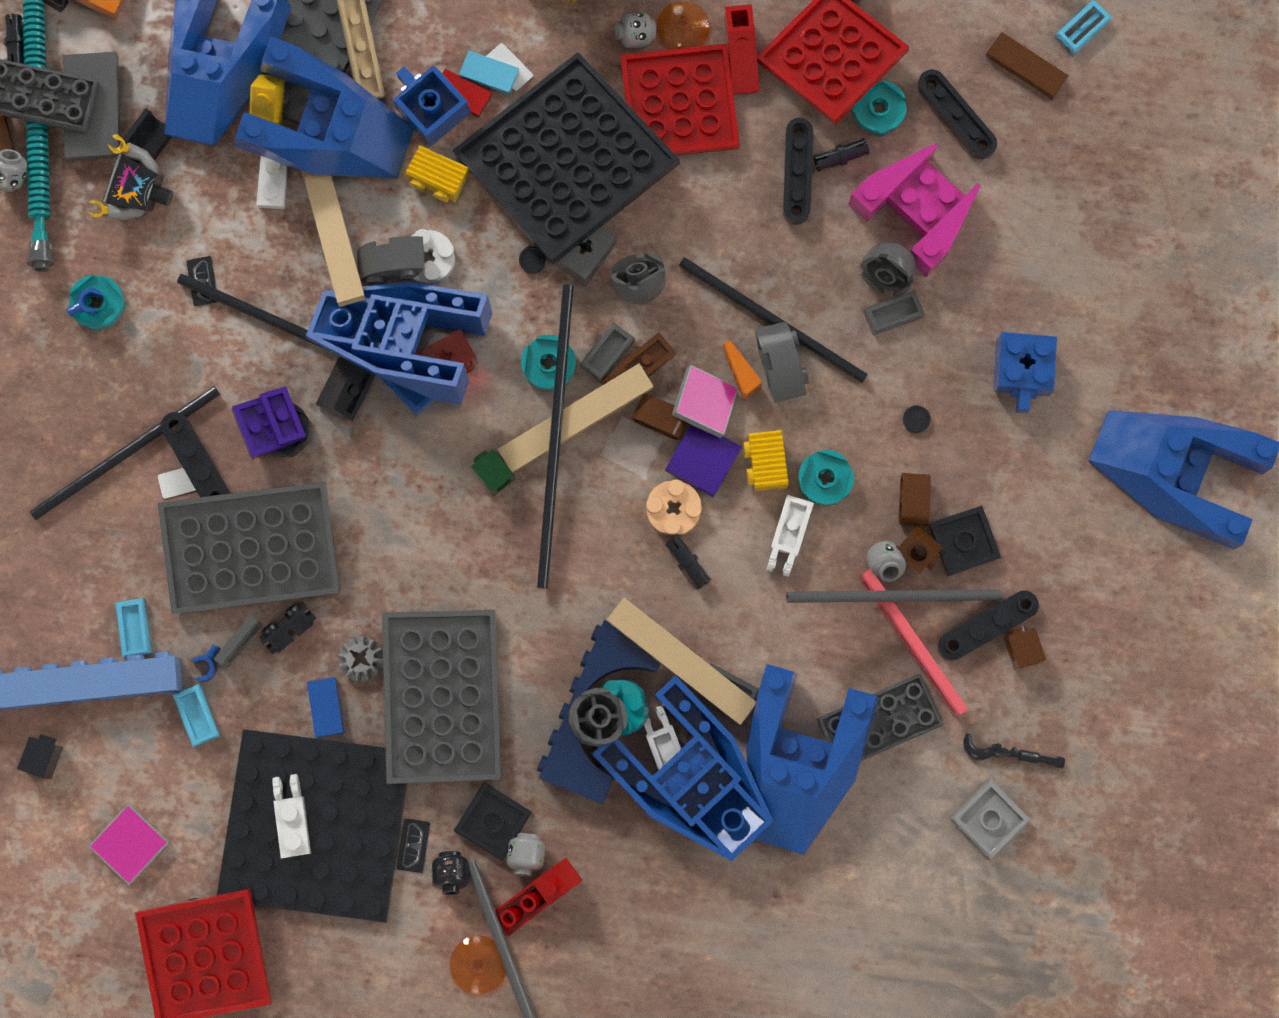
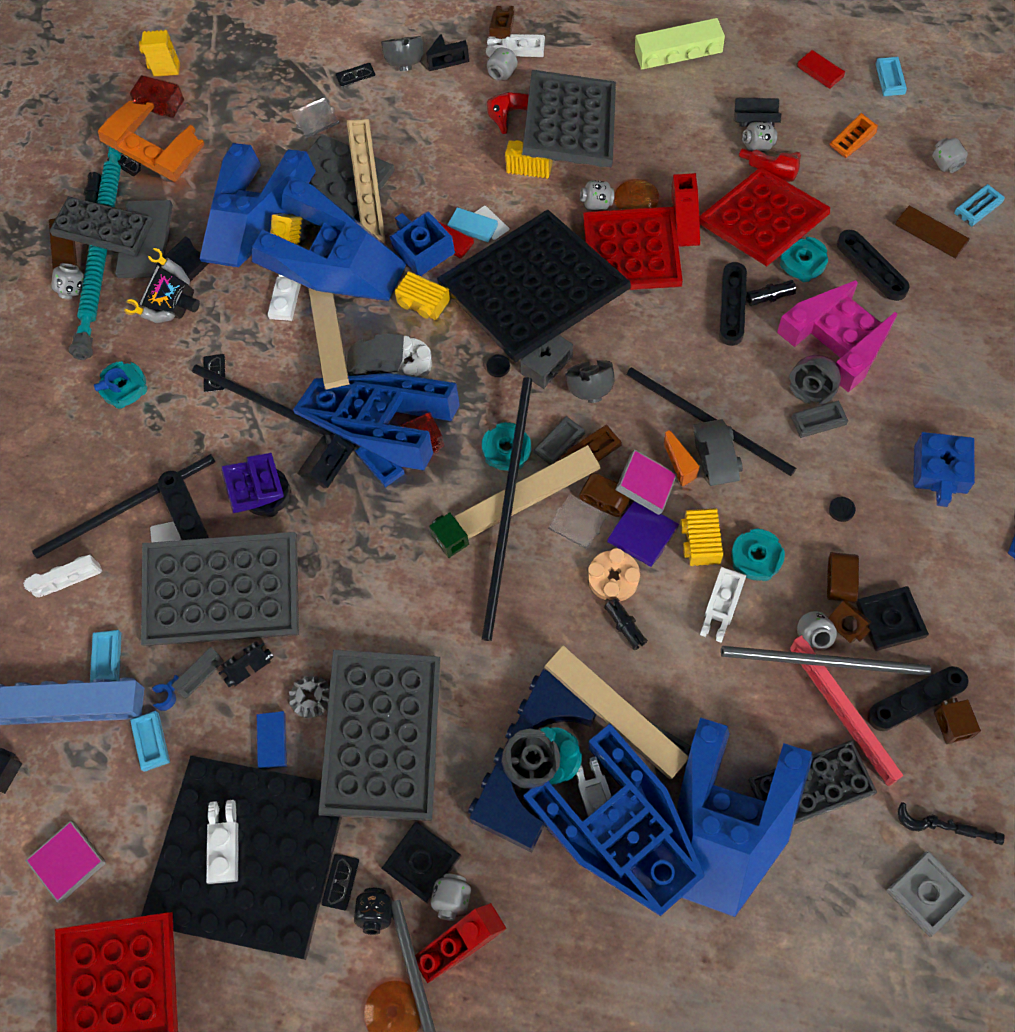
camera: 10 degrees right, 15 degrees down
(70, 540) = (62, 576): none -> white hinge

